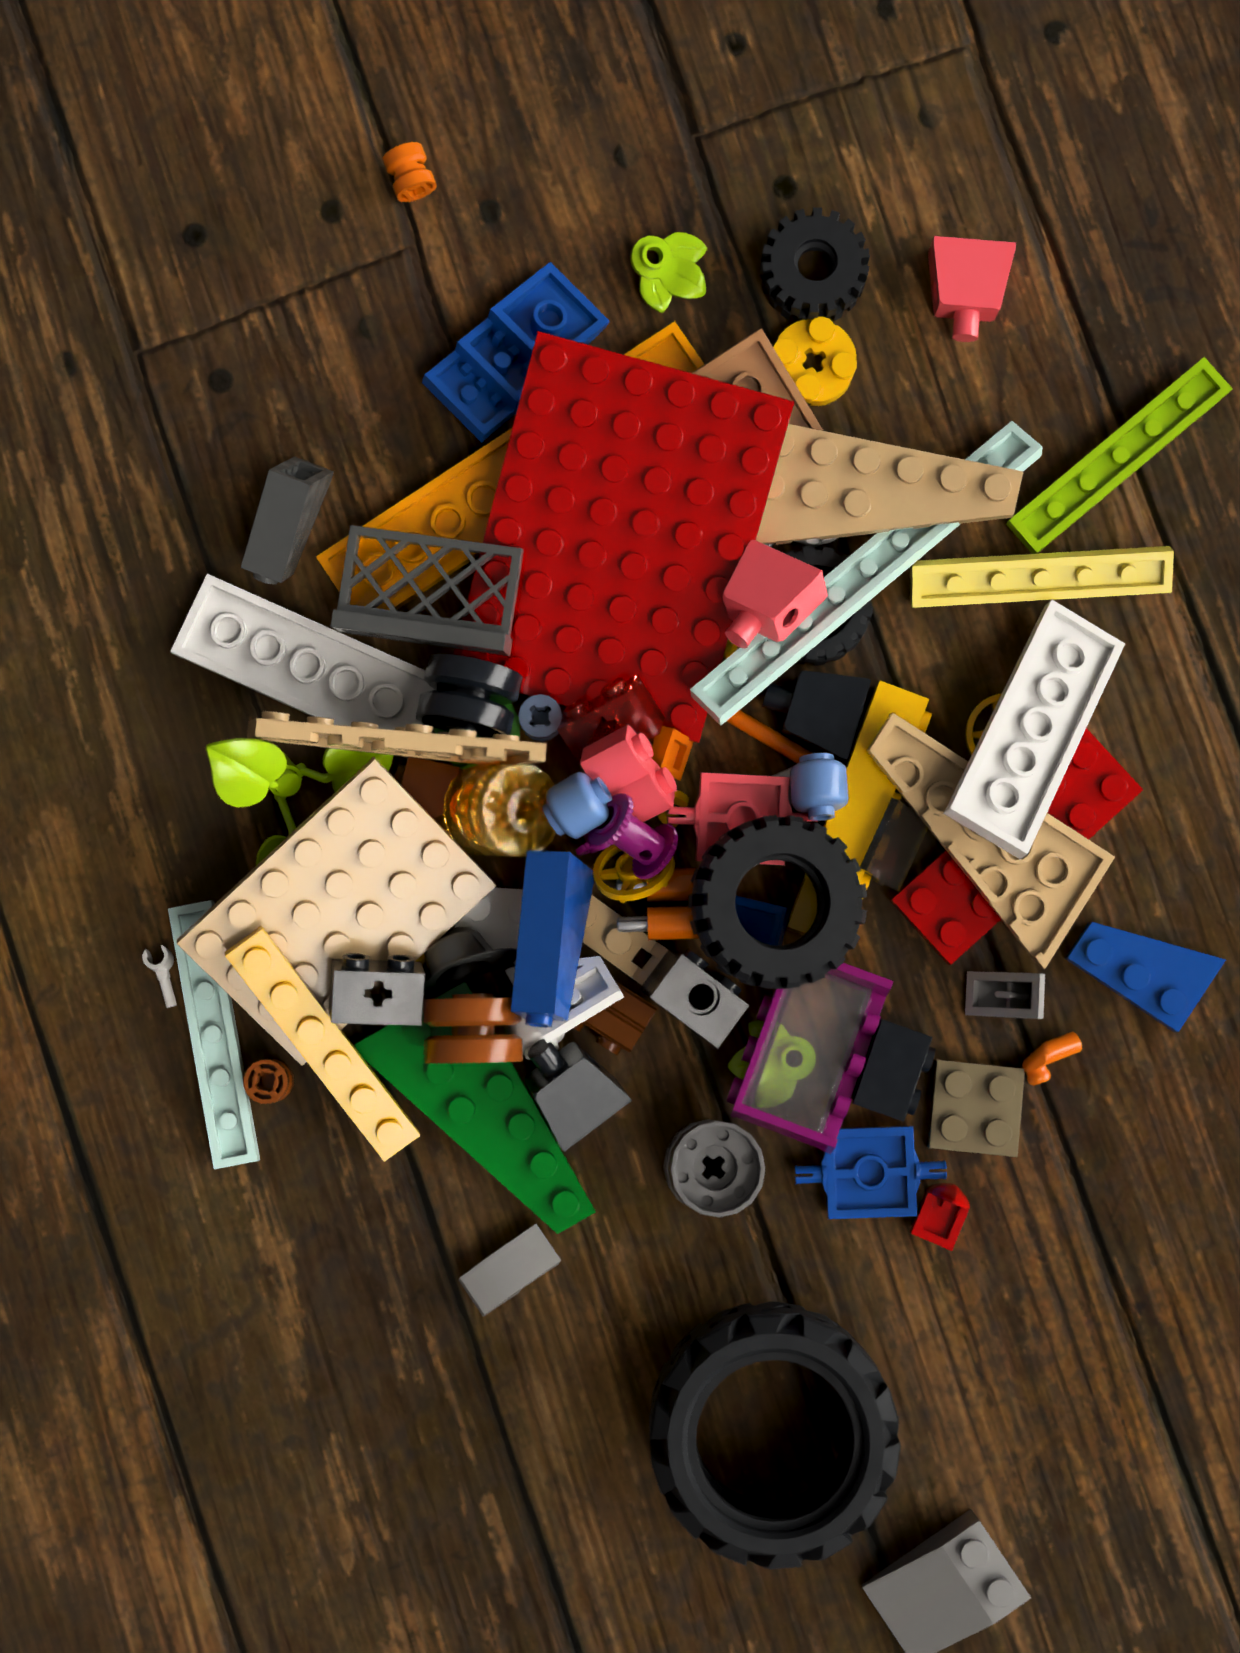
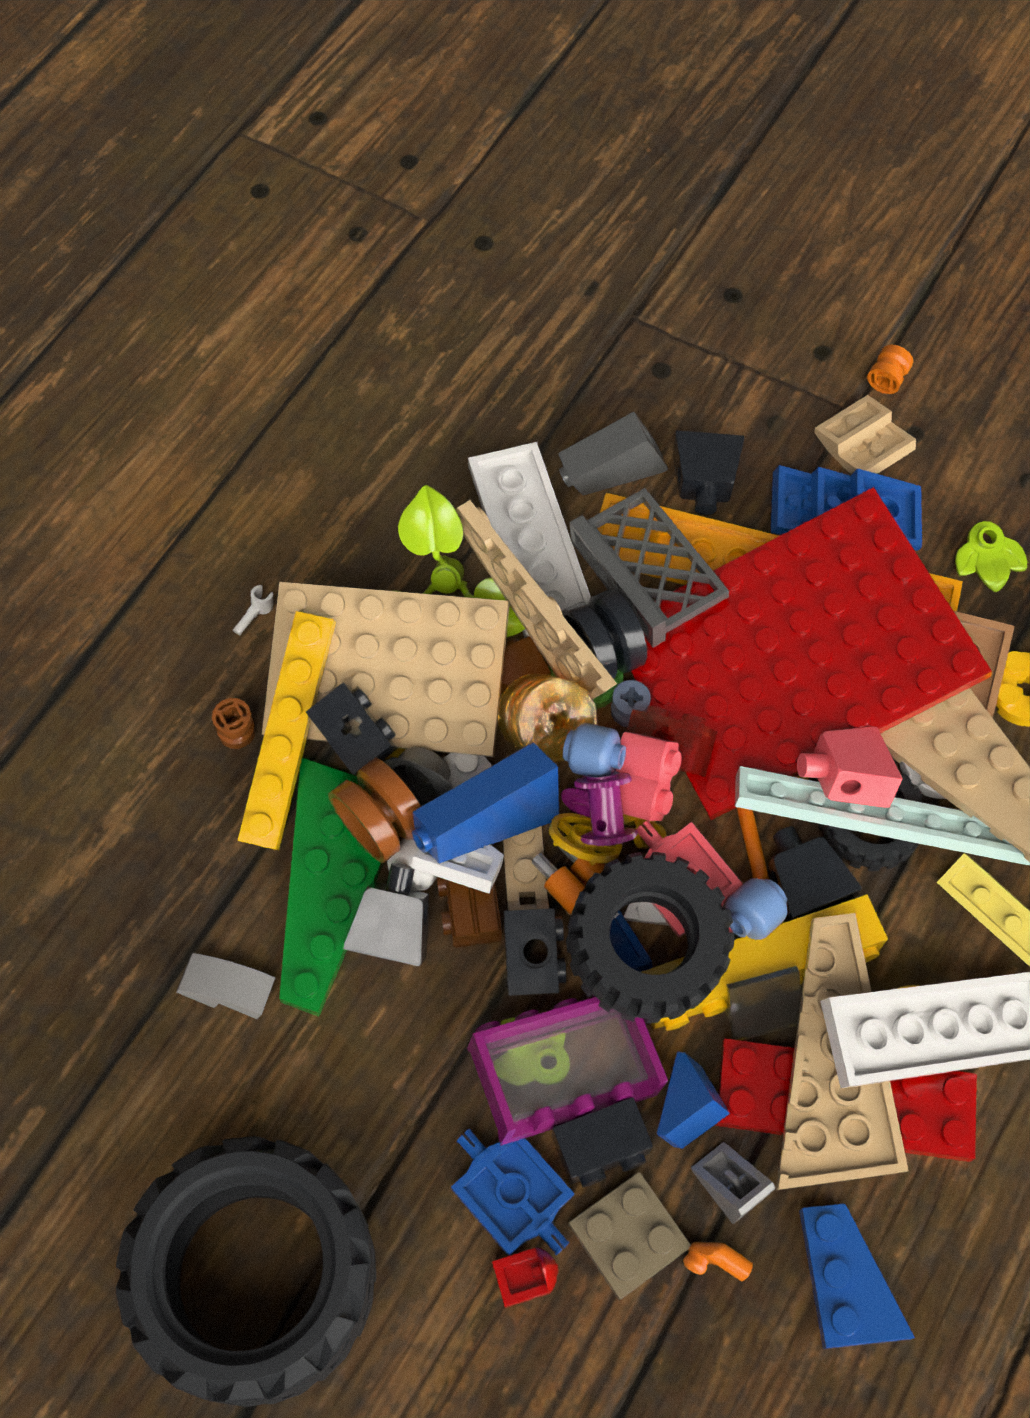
camera: 45 degrees right, 20 degrees down
(215, 1052) = (223, 680): light aqua plate -> none
(368, 440) = (706, 467): none -> black torso
(457, 263) = (865, 437): none -> tan slope
(671, 751) = (688, 801): orange tile -> none
(739, 1166) = (422, 1037): flat silver wheel -> none
(920, 973) = (690, 1104): none -> blue slope

